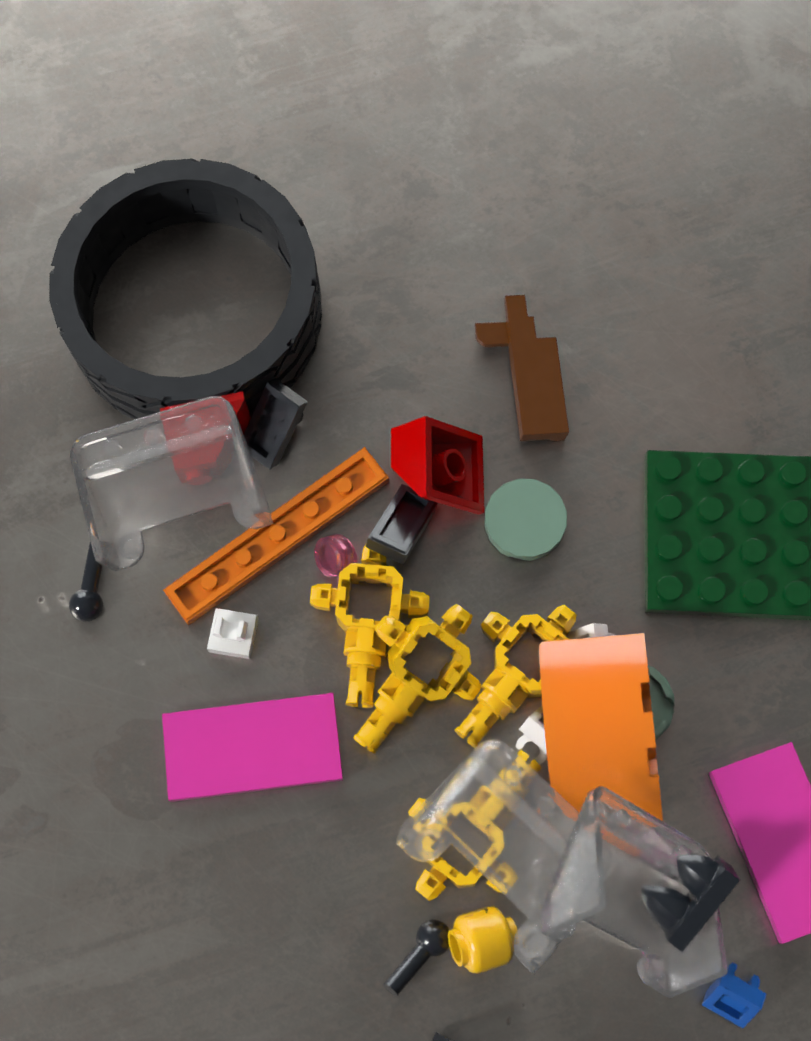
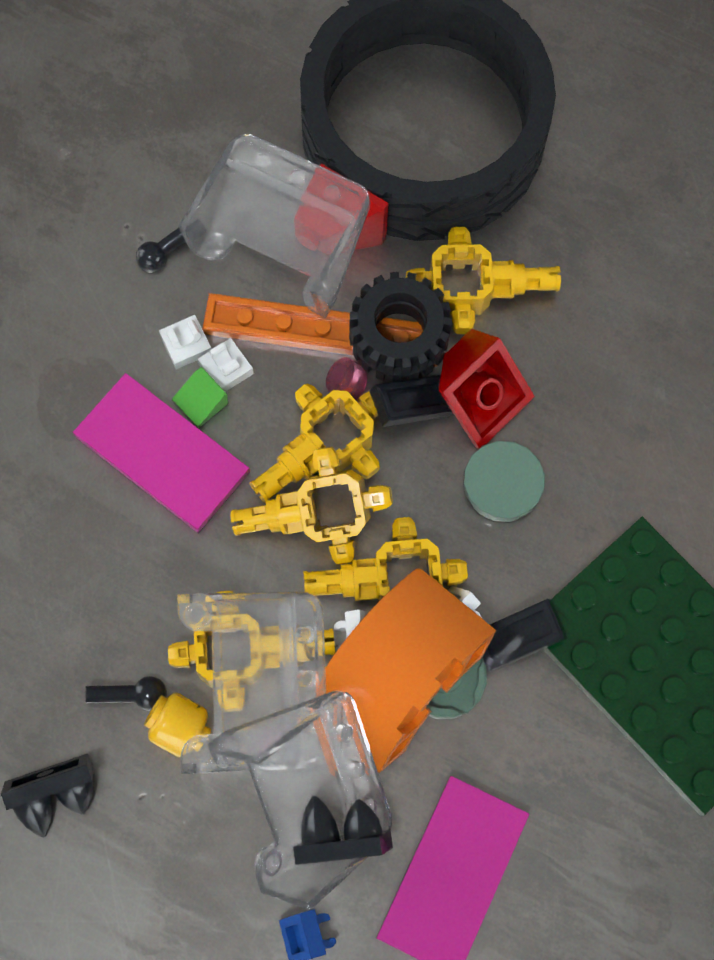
camera: 40 degrees right, 0 degrees up
(182, 644) = (185, 341): none -> white tile
(239, 676) = (200, 398): none -> bright green slope
(273, 422) = (394, 249): black tile -> none
(333, 446) = (407, 298): none -> black tyre
(369, 375) = (497, 278): none -> yellow piece
(533, 369) = (618, 384): reddish brown piece -> none
(658, 615) = (524, 634): none -> black tile

